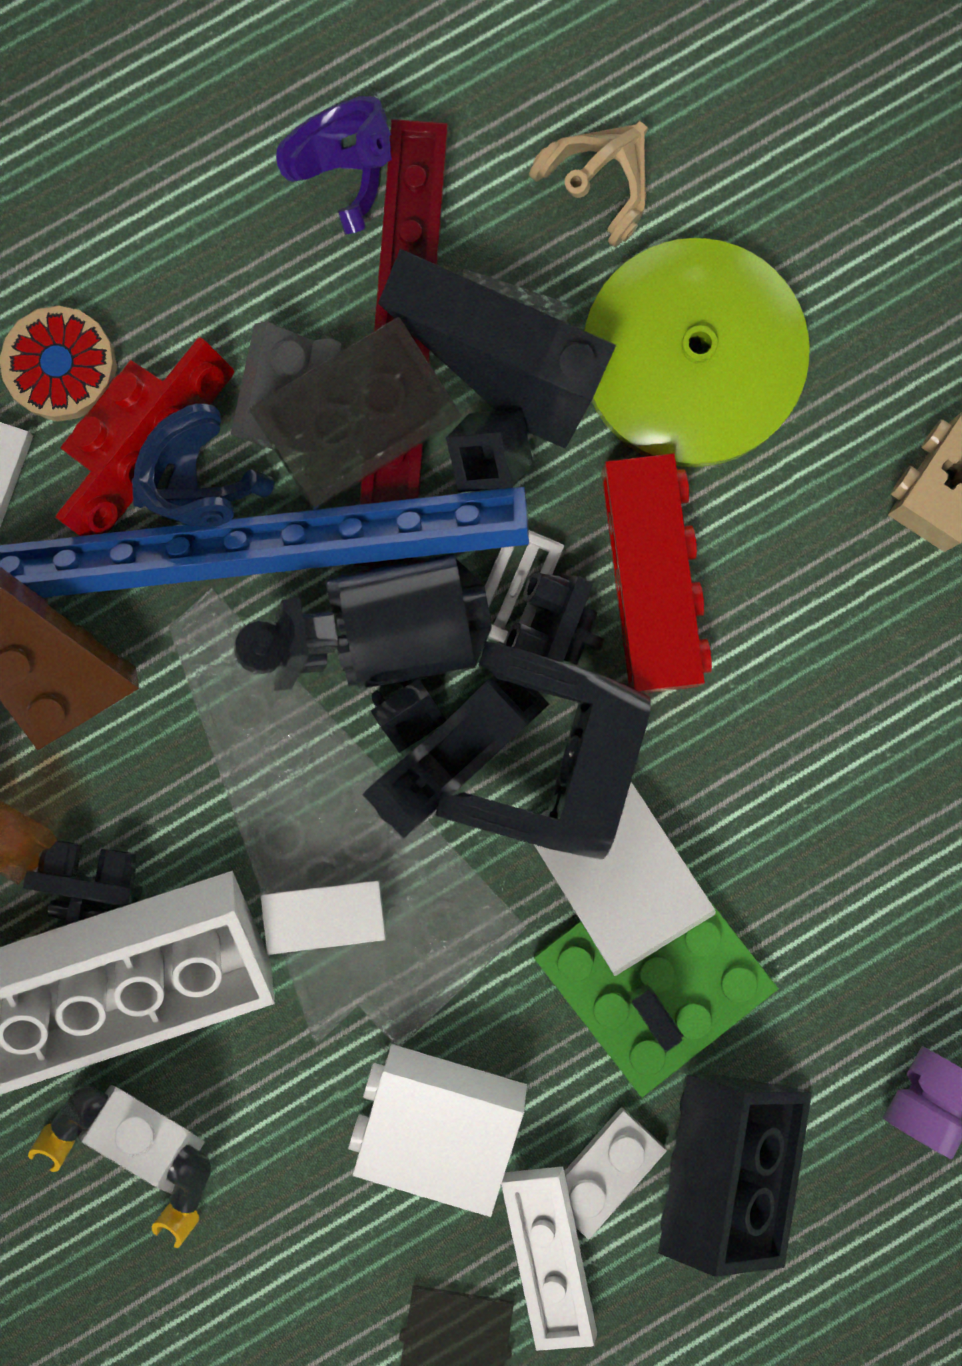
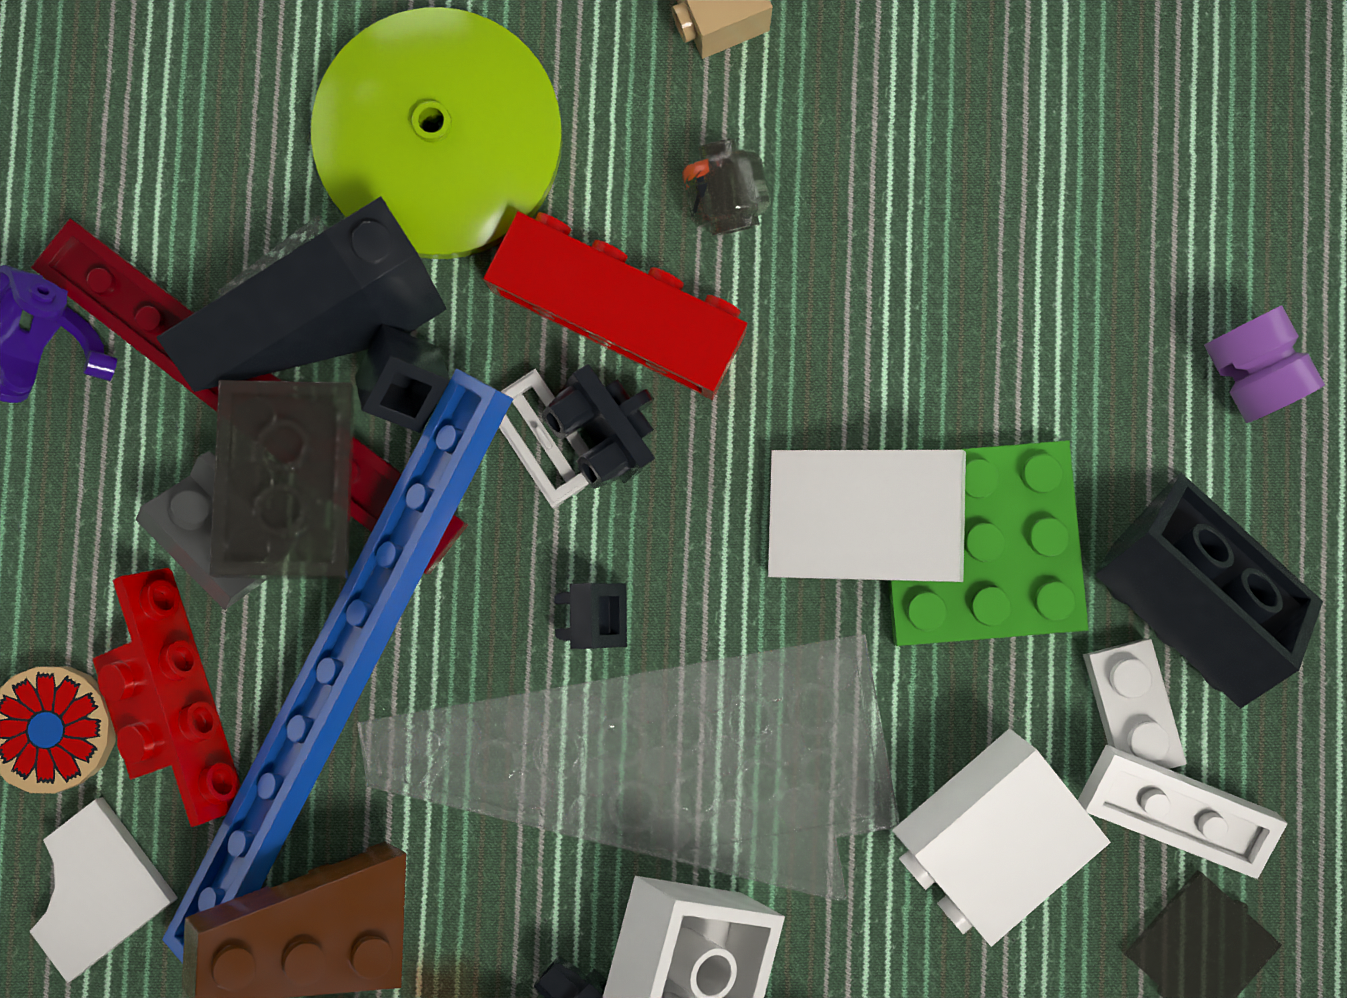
camera: 45 degrees left, 0 degrees up
(178, 443) = (199, 664): dark blue helmet -> none
(291, 643) = (457, 682): black hips -> none
(323, 917) = (733, 818): white tile -> none
(409, 620) = (510, 557): black cylinder -> none
(453, 753) = (660, 593): black arch -> none
(594, 766) = (757, 473): black connector -> none
(622, 144) = (198, 73): tan helmet -> none
(655, 1016) = (1024, 569): black tile -> none
(798, 599) = (726, 188): none -> clear smoke head

